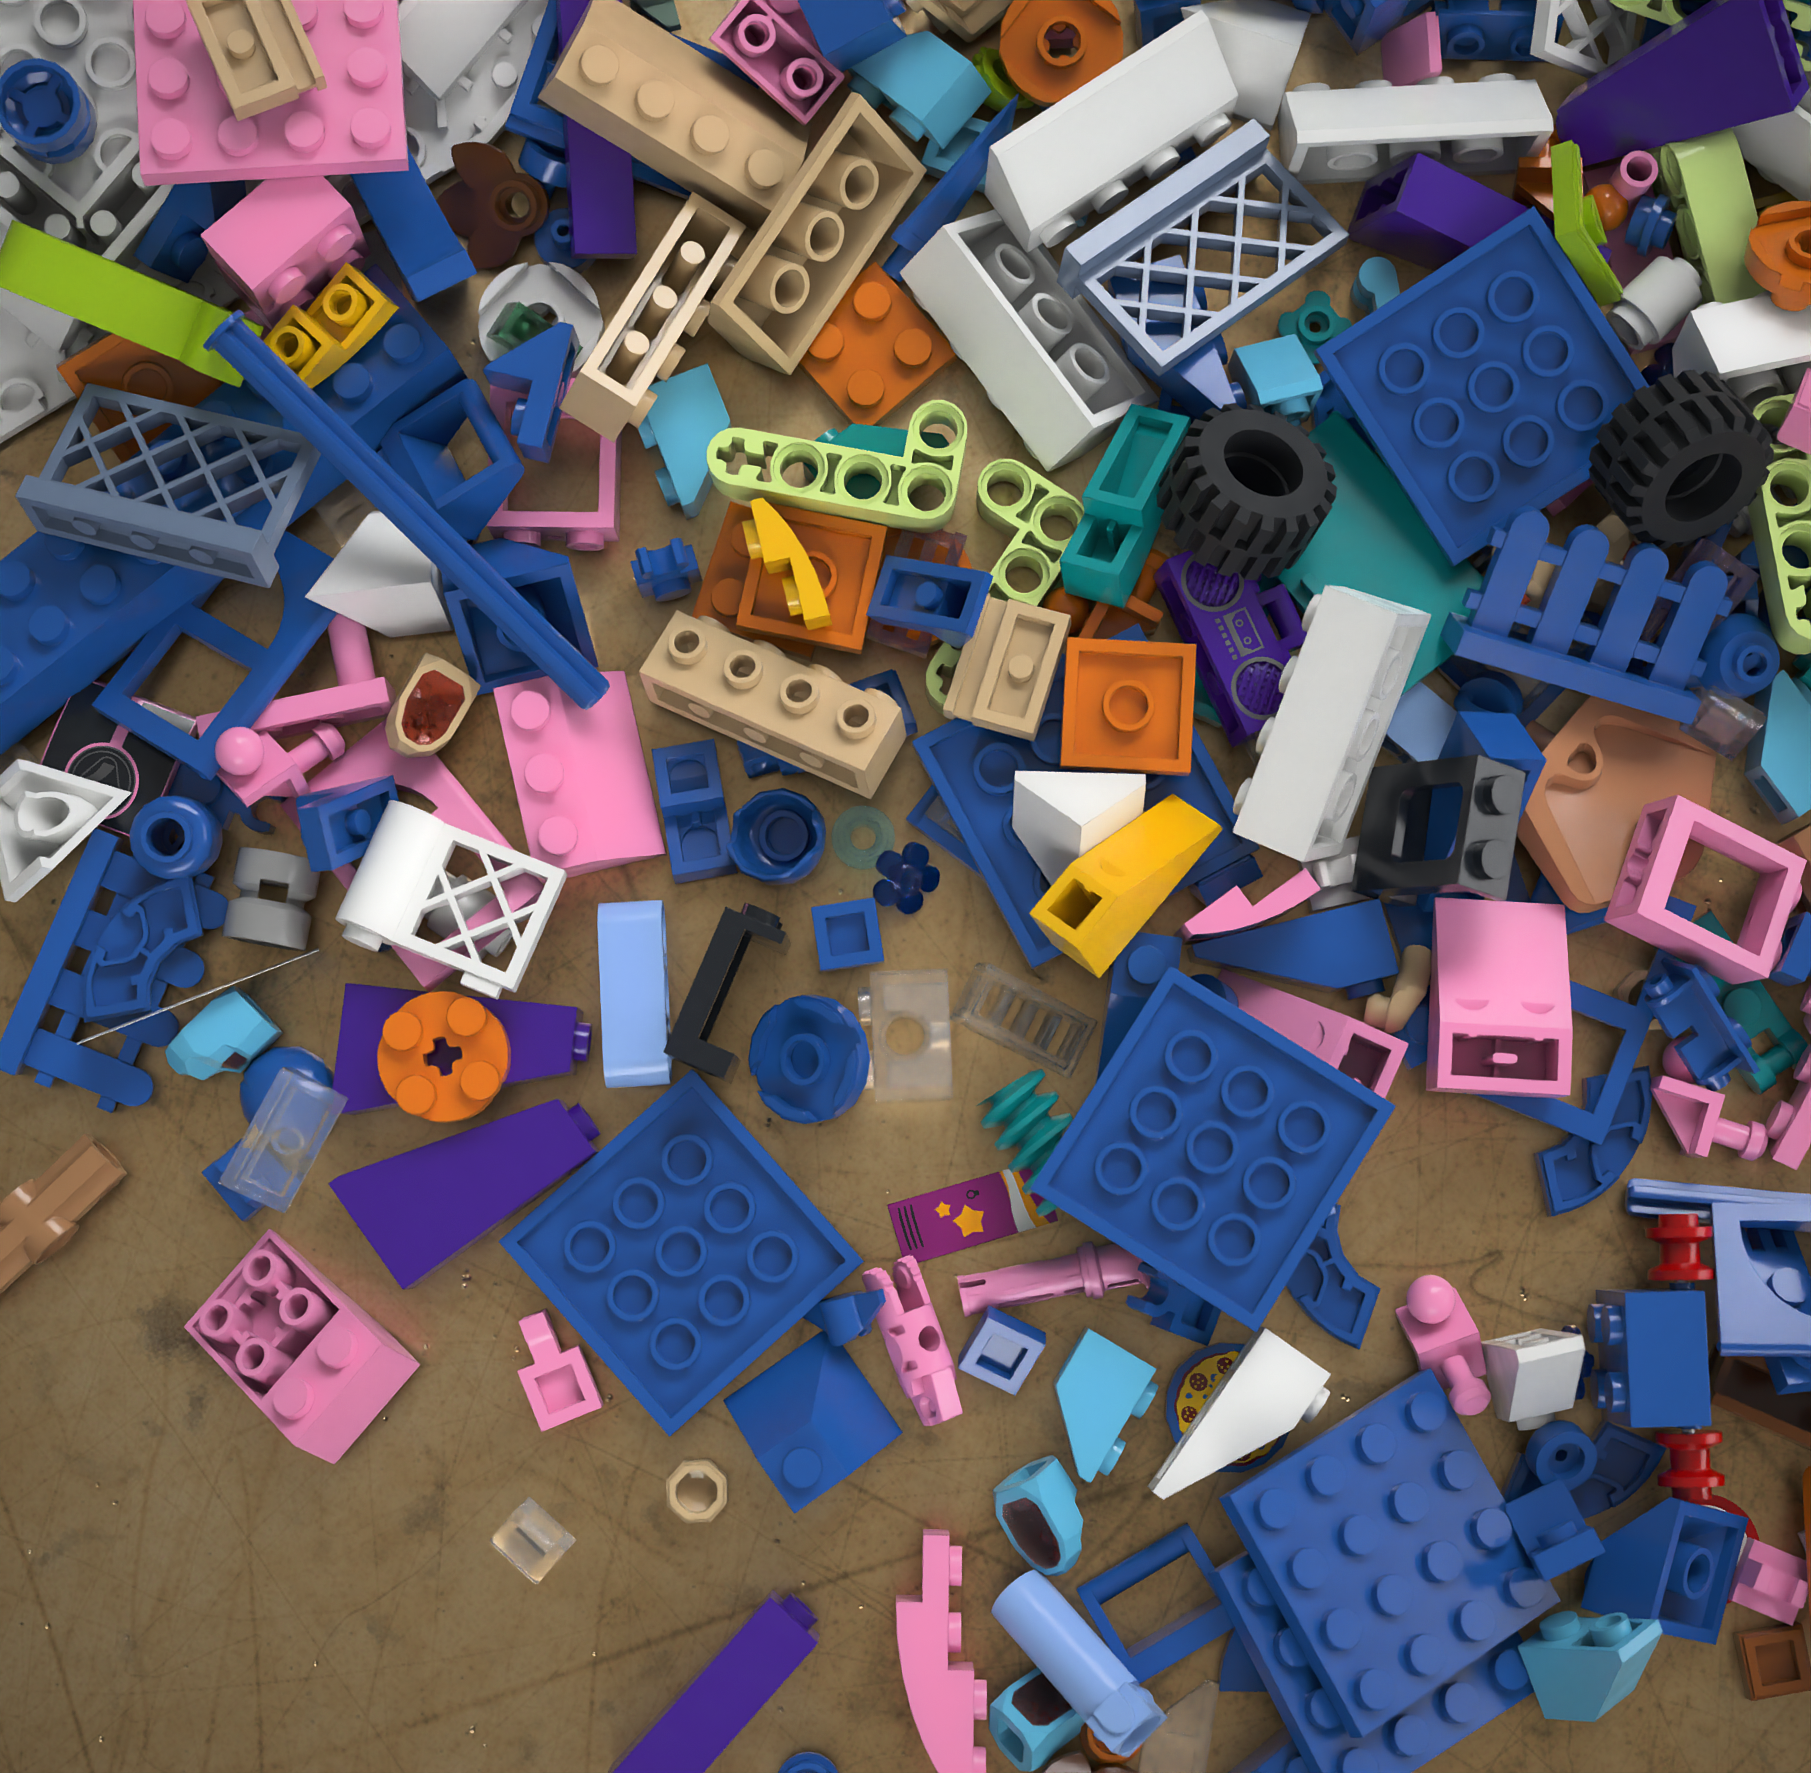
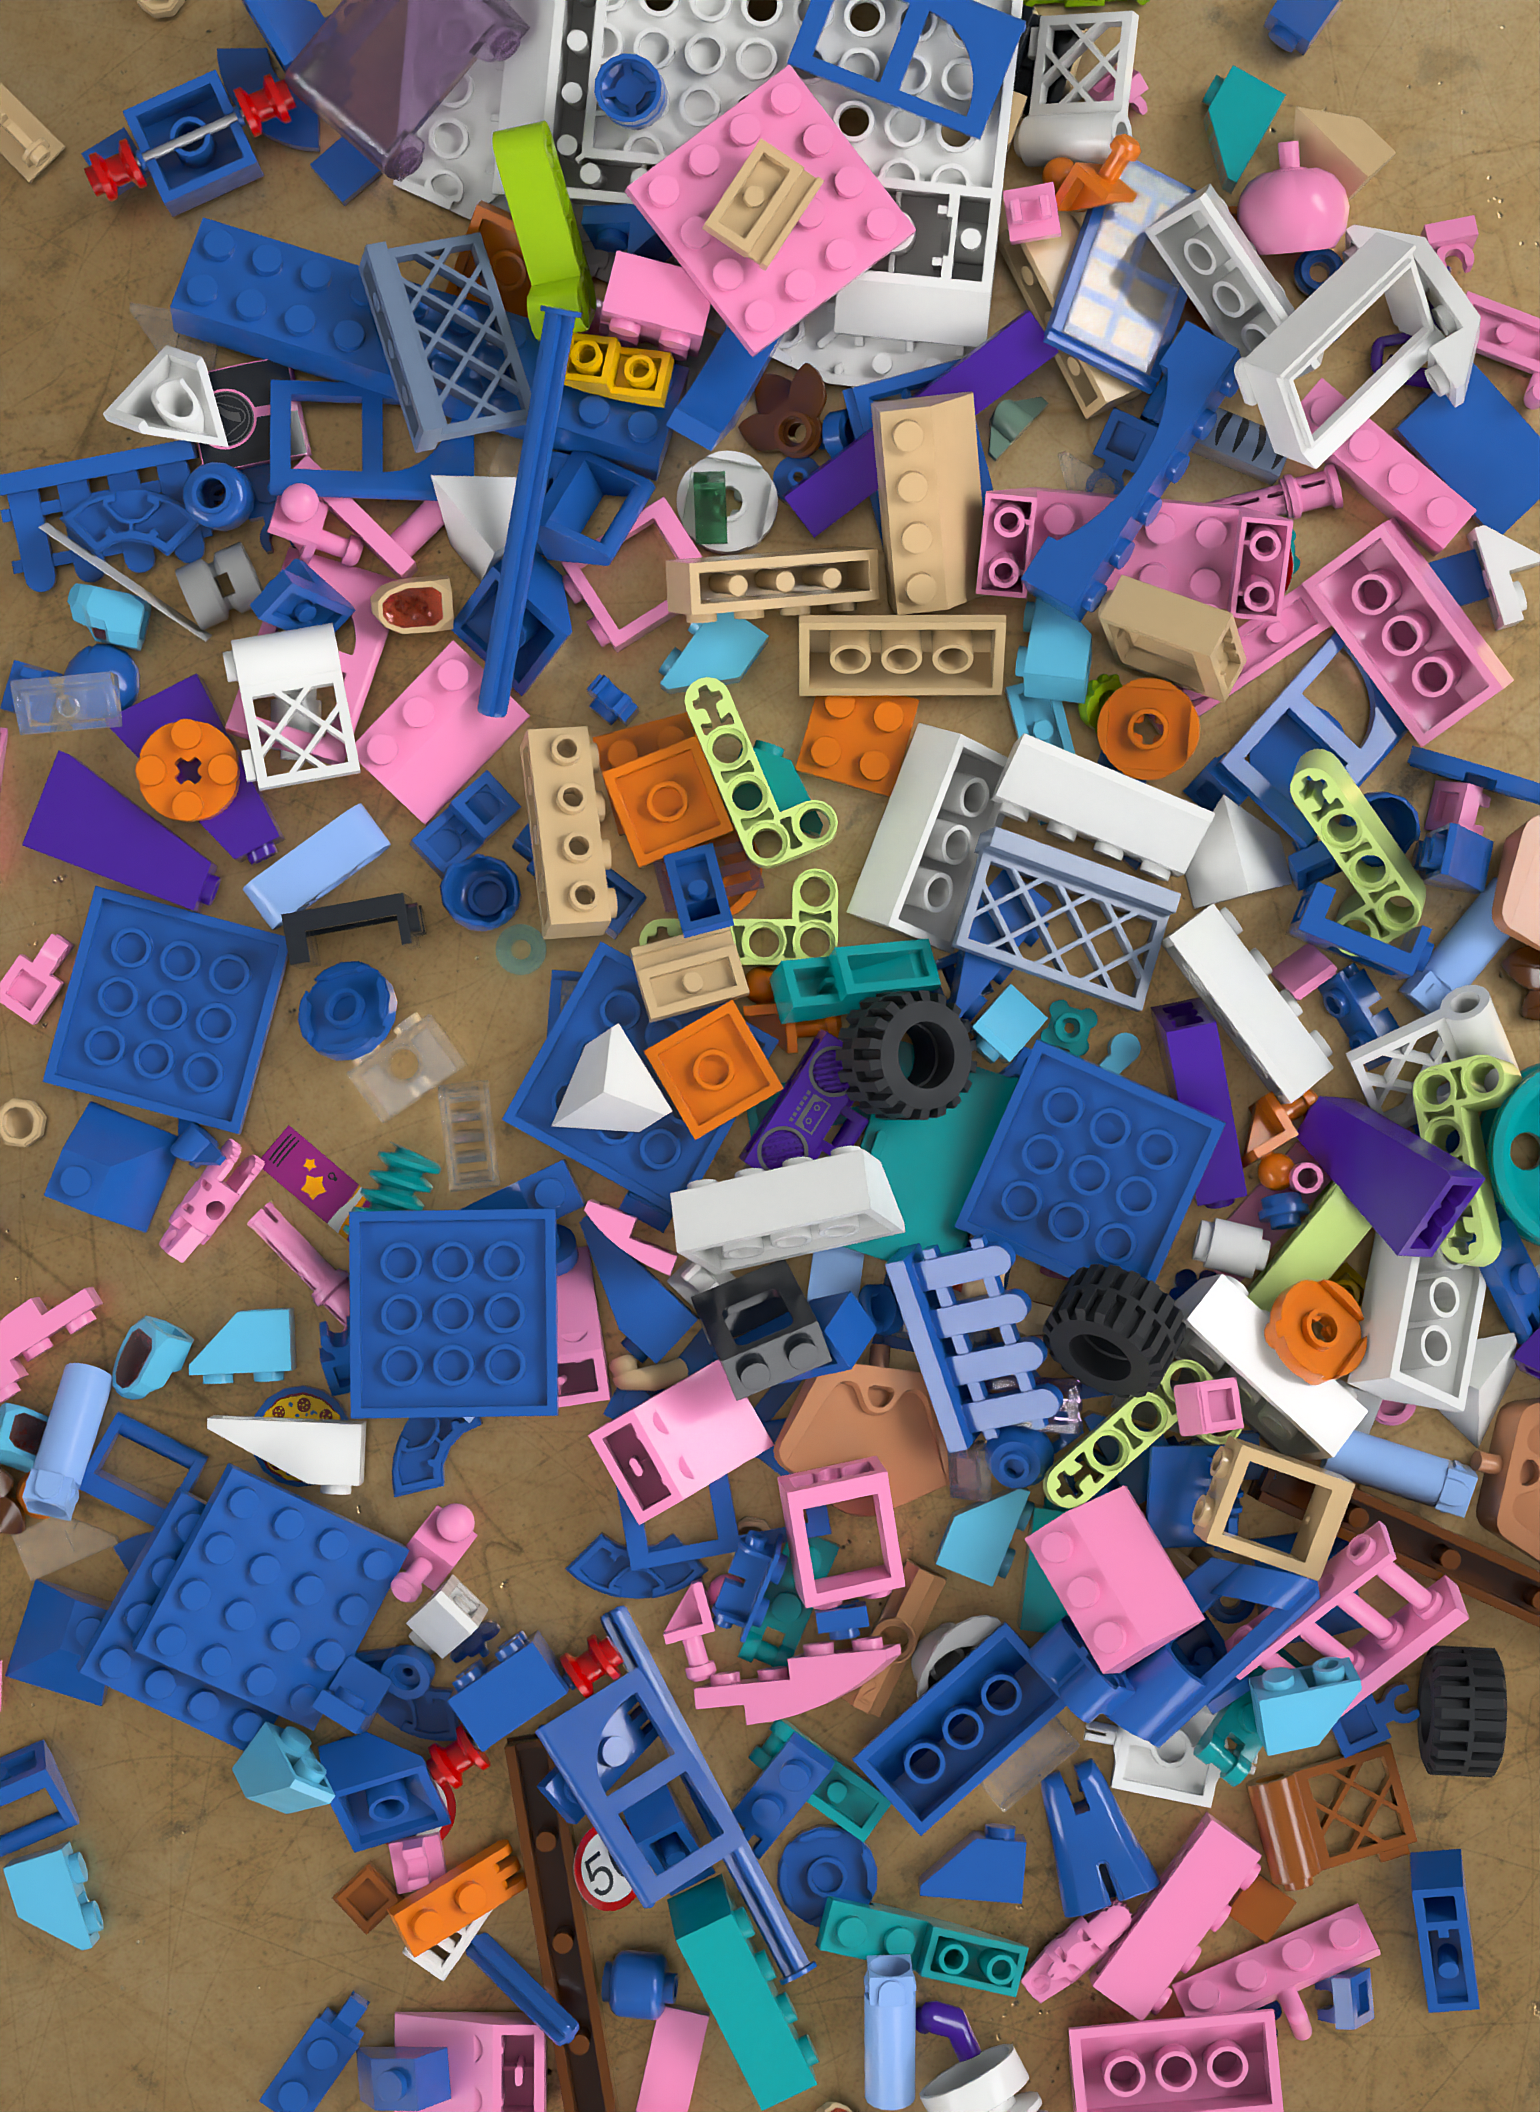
camera: 55 degrees right, 5 degrees up
(542, 371) = (687, 534): blue slope -> none
(775, 541) = (668, 767): yellow slope -> none
(847, 935) = (445, 982): blue tile -> none
(905, 878) = (511, 995): clear blue plant -> none
(949, 195) = (991, 722): blue bar -> none
(1001, 1350) = (240, 1262): plate -> none
(1122, 882) = (593, 1142): yellow slope -> none
(1579, 225) = (1240, 1161): lime tile -> none

